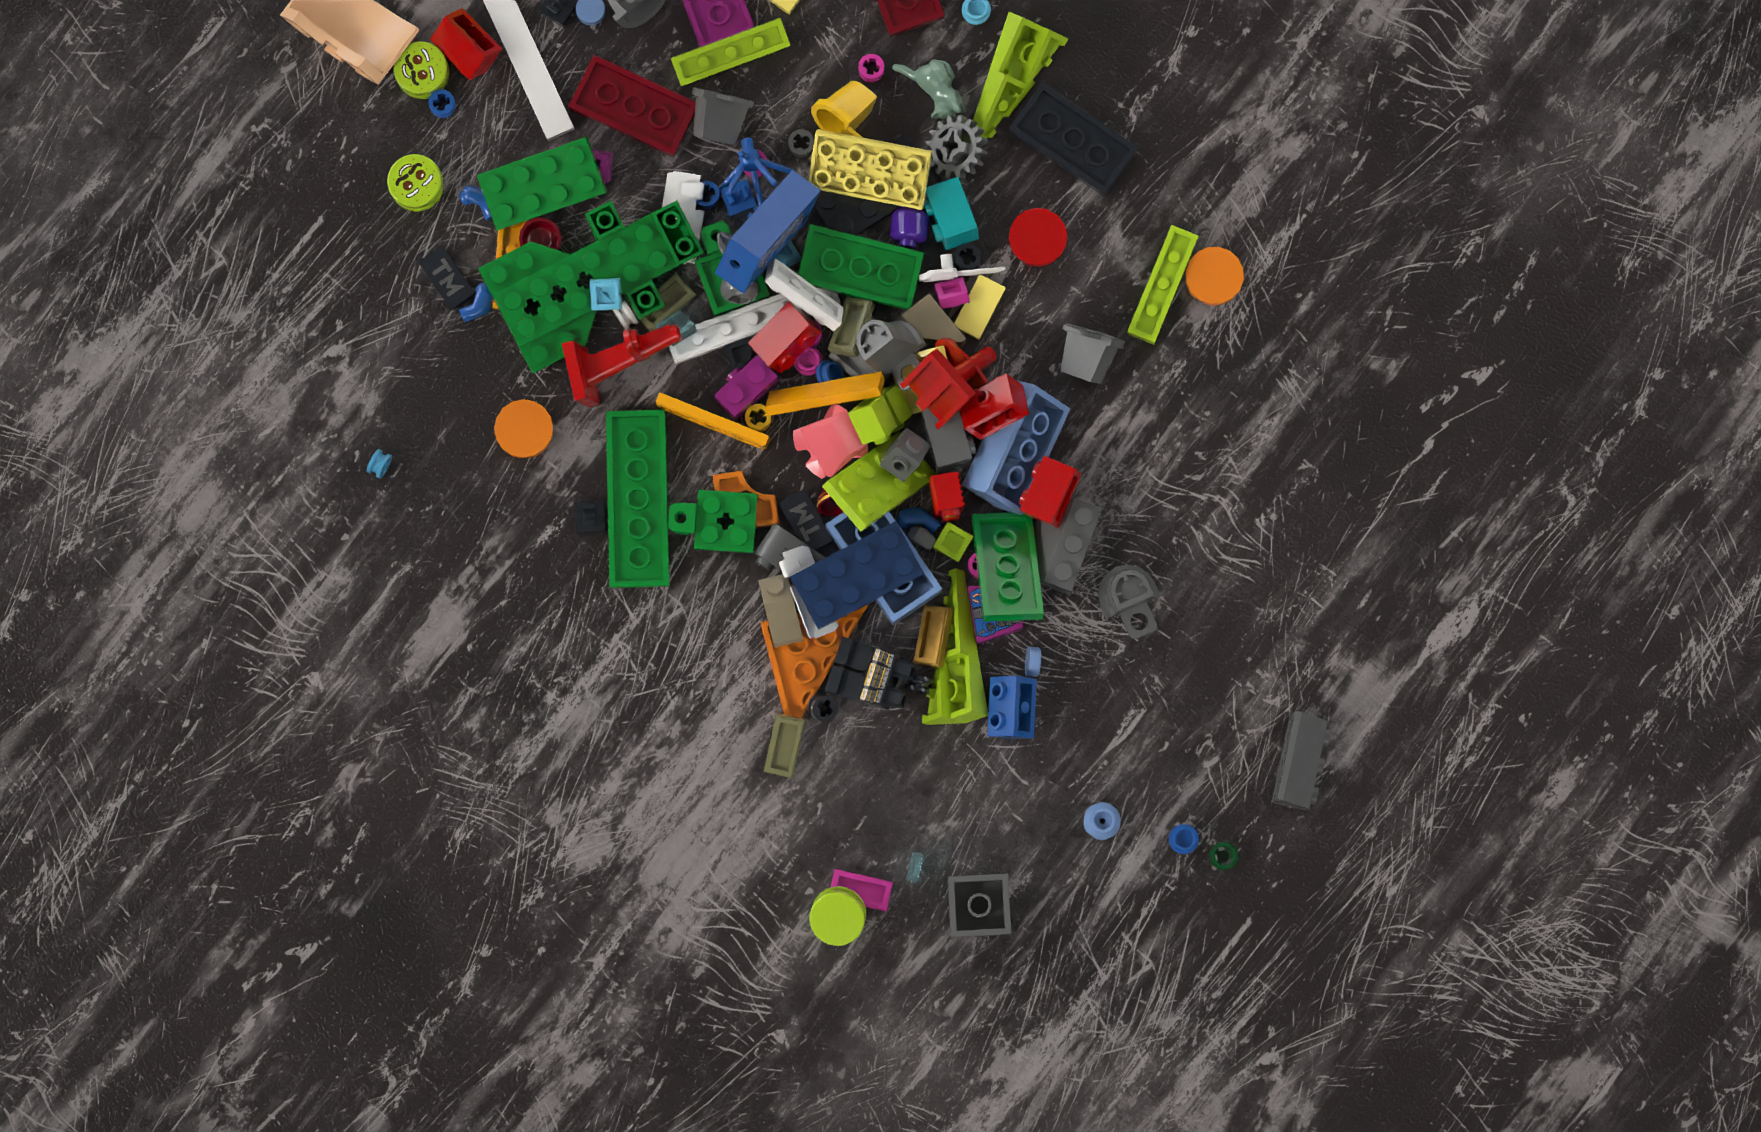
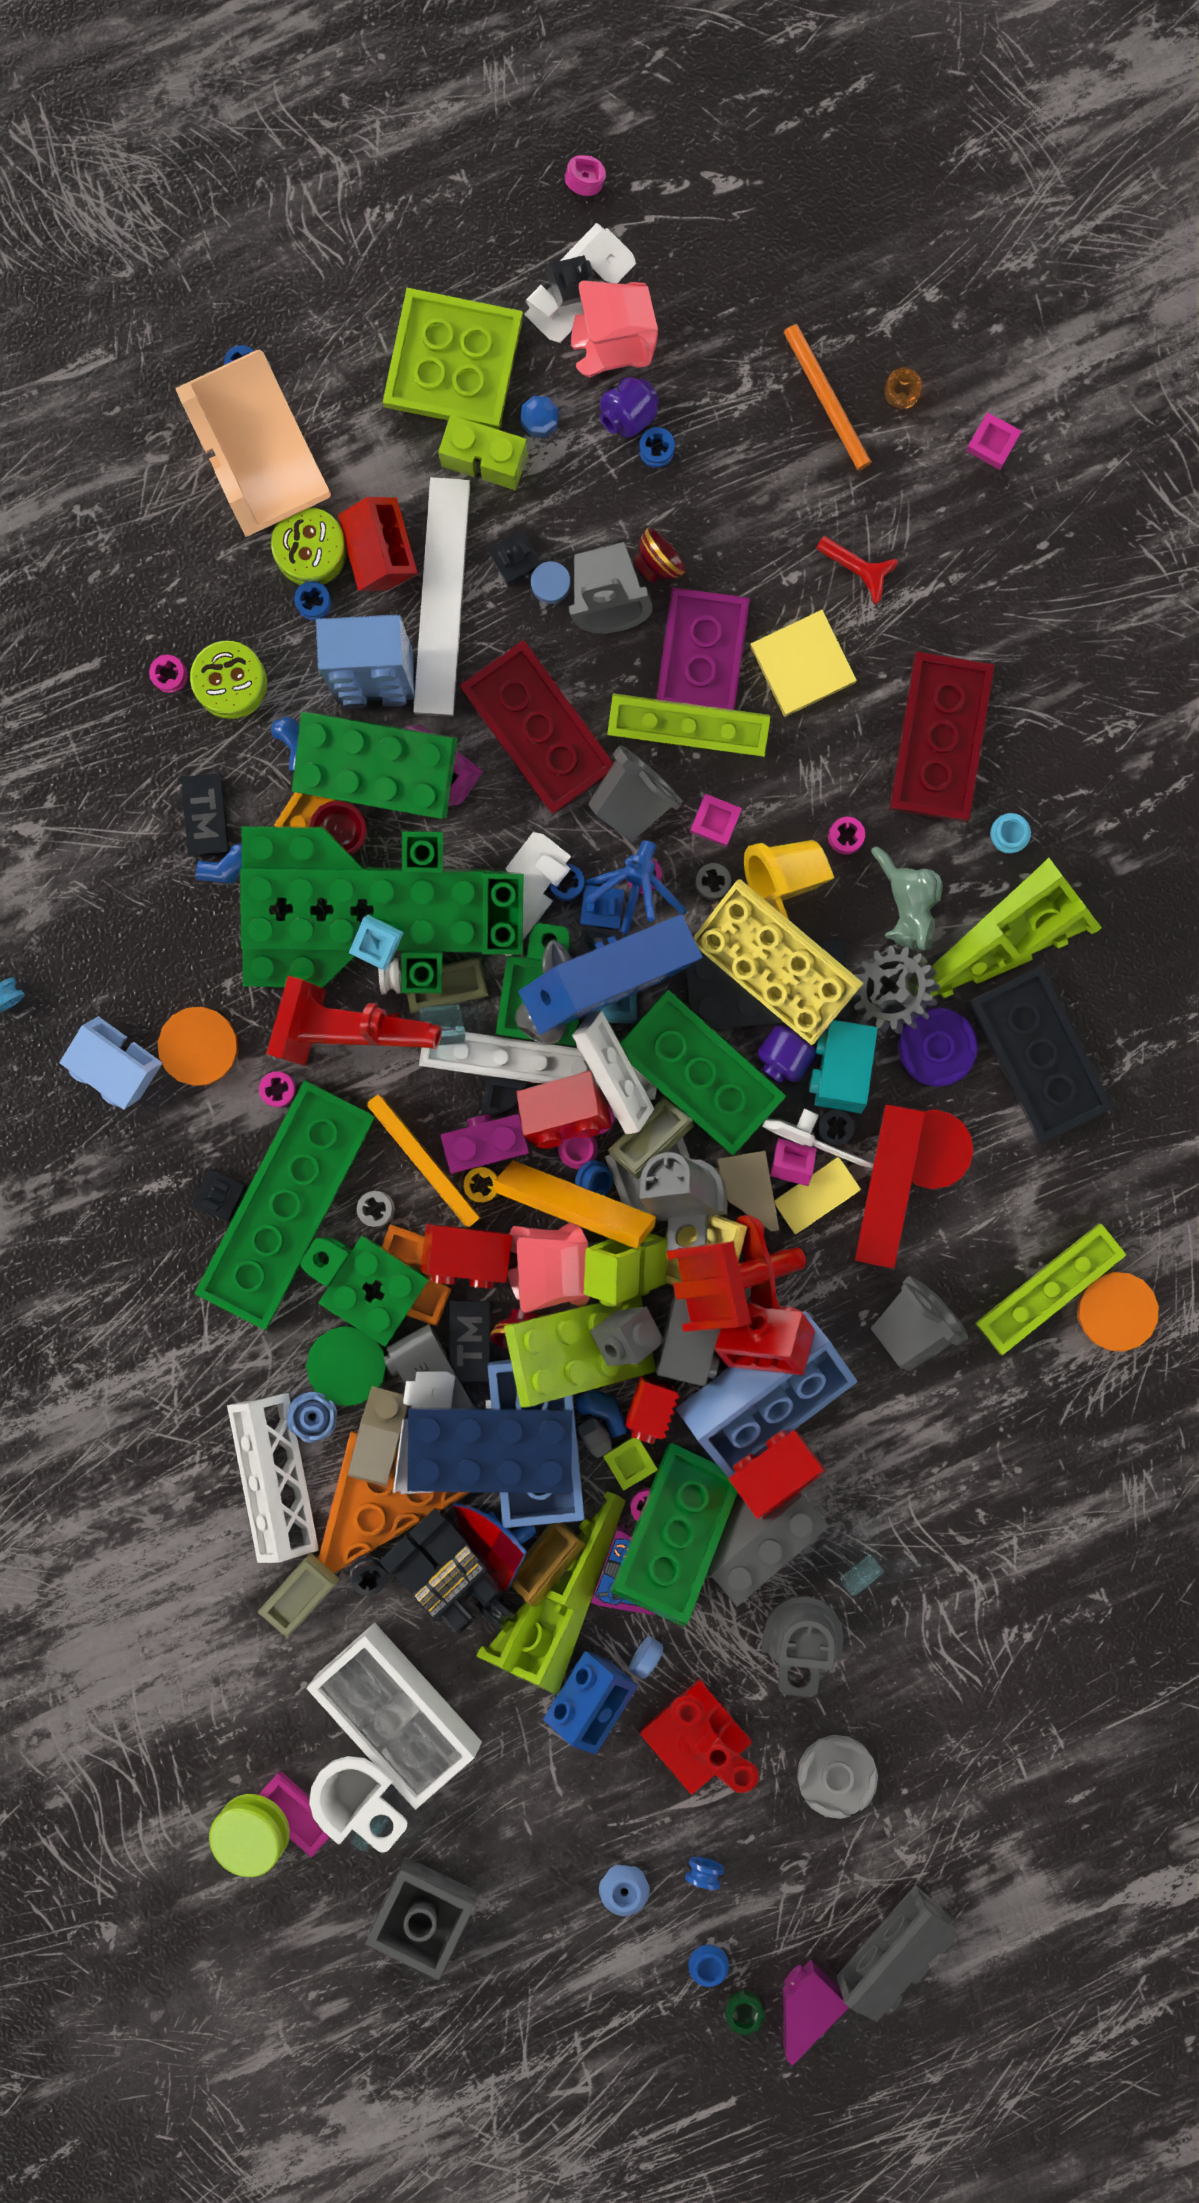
camera: 30 degrees right, 5 degrees up
(379, 206) = (166, 662): none -> dark pink bush
(467, 469) = (98, 1061): none -> light blue piece
(503, 118) = (366, 660): none -> medium blue brick
(600, 428) = (267, 1082): none -> dark pink bush
(697, 479) = (371, 1220): none -> light grey bush
(721, 682) = (254, 1450): none -> white fence
(733, 581) = (345, 1365): none -> green tile
(734, 616) = (303, 1426): none -> medium blue plate
(772, 465) = (465, 1254): none -> red brick
(781, 103) = (715, 820): none -> dark pink plate
(888, 848) = (349, 1797): none -> white container
(889, 785) = (395, 1715): none -> brick
(892, 637) = (495, 1542): none -> shield
(1005, 171) = (938, 1049): none -> dark purple tile
(1022, 274) = (890, 1186): none -> red tile
(1095, 694) = (701, 1741): none -> red piece
(1142, 532) = (861, 1575): none -> clear light blue tile
(1147, 779) = (704, 1873): none -> blue bush
(1199, 672) = (837, 1776): none -> light grey tile
(1262, 828) = (809, 2008): none -> magenta slope

